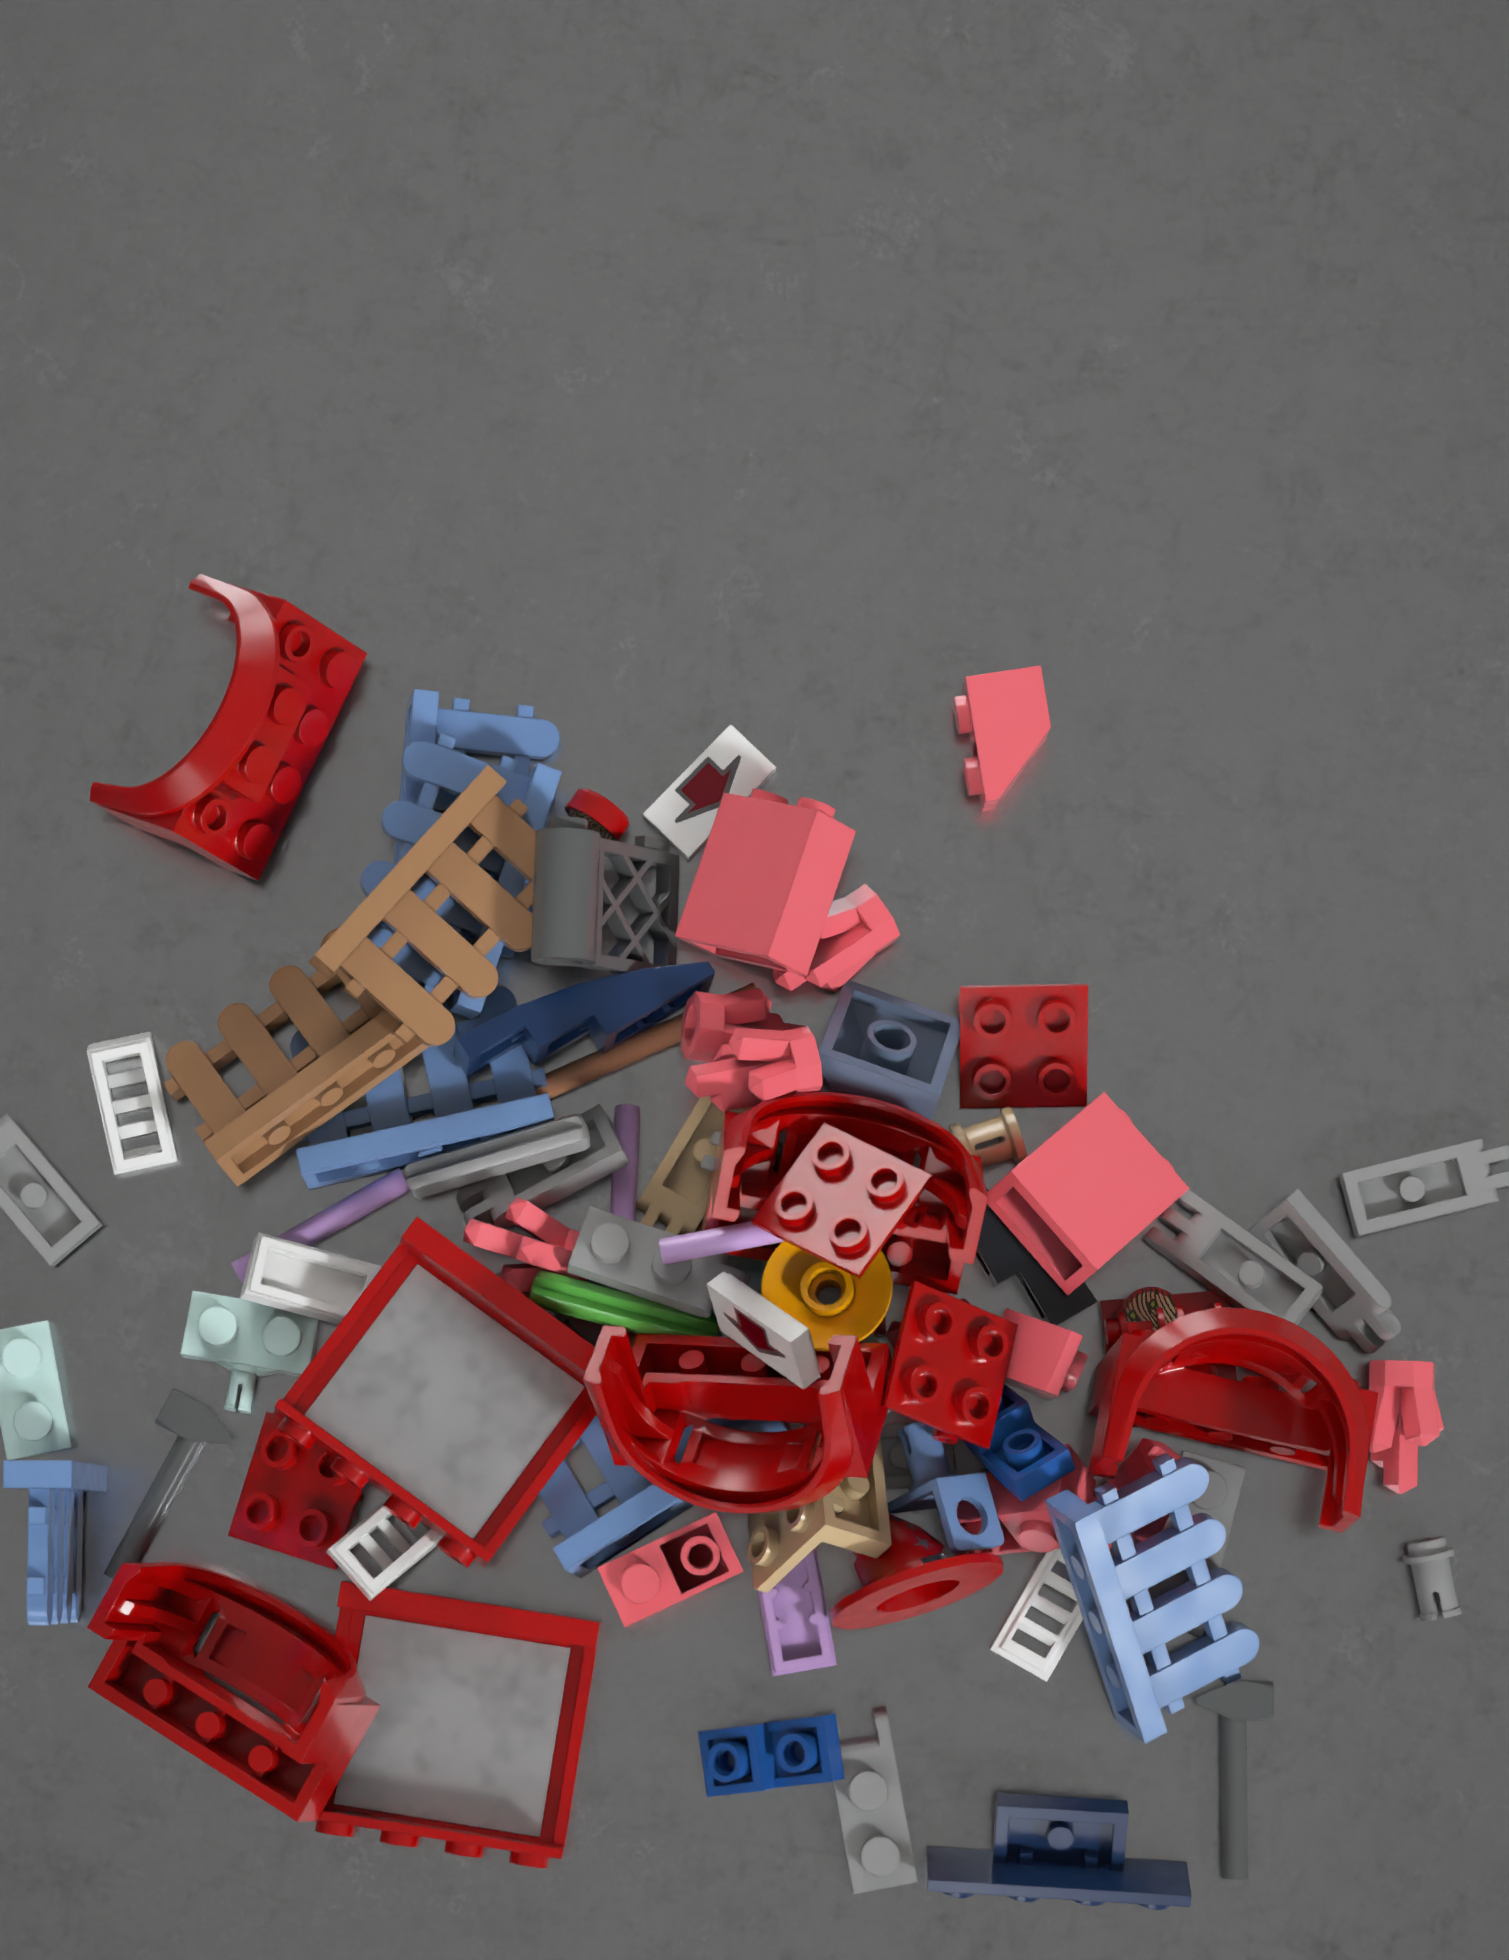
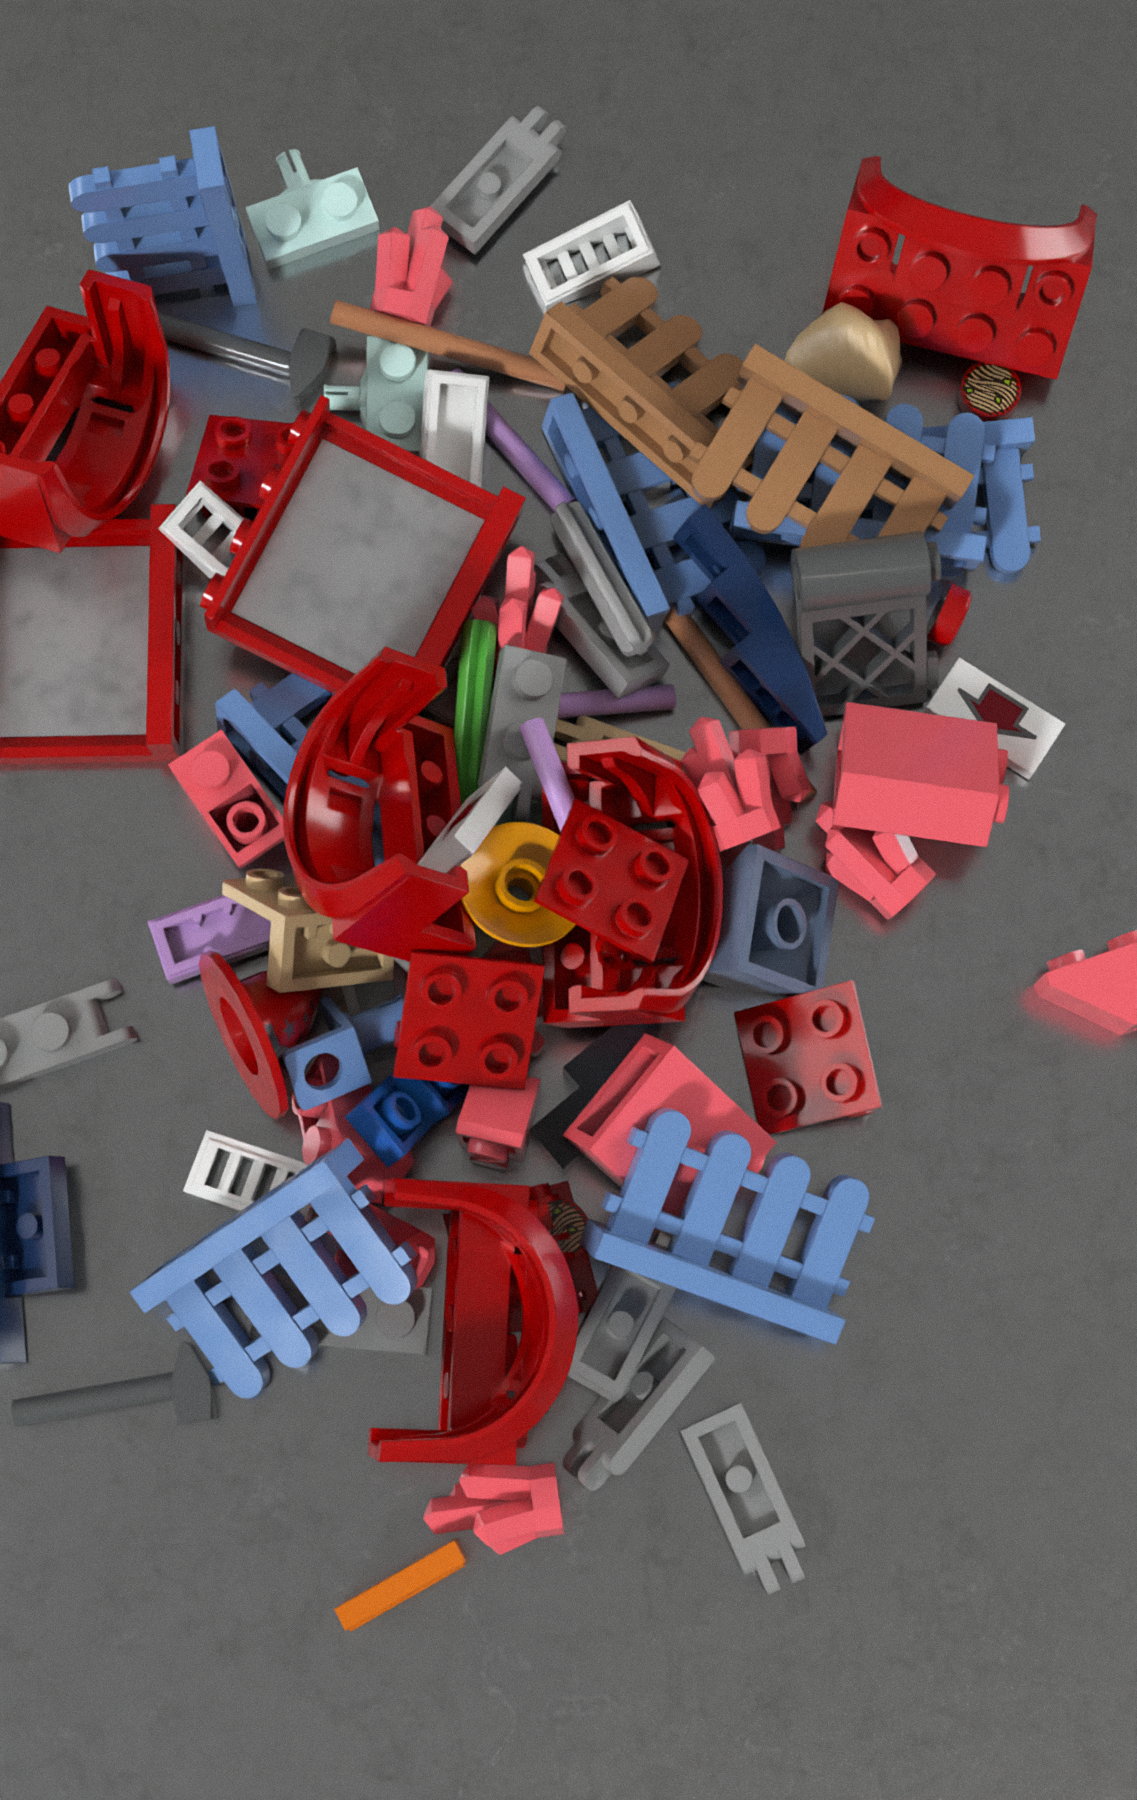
camera: 85 degrees right, 5 degrees down
(118, 1293) = (410, 270): none -> coral rock
(203, 1280) = (442, 343): none -> nougat bar
(314, 865) = (849, 353): none -> tan hair
(364, 723) = (989, 392): none -> tile
(771, 1755) = (73, 936): blue slope -> none
(1003, 1126) = (702, 1017): tan bush -> none
(1234, 1146) = (700, 1225): none -> medium blue fence
(1433, 1574) = (344, 1568): light grey pin -> none
(1458, 1524) = (402, 1585): none -> orange tile

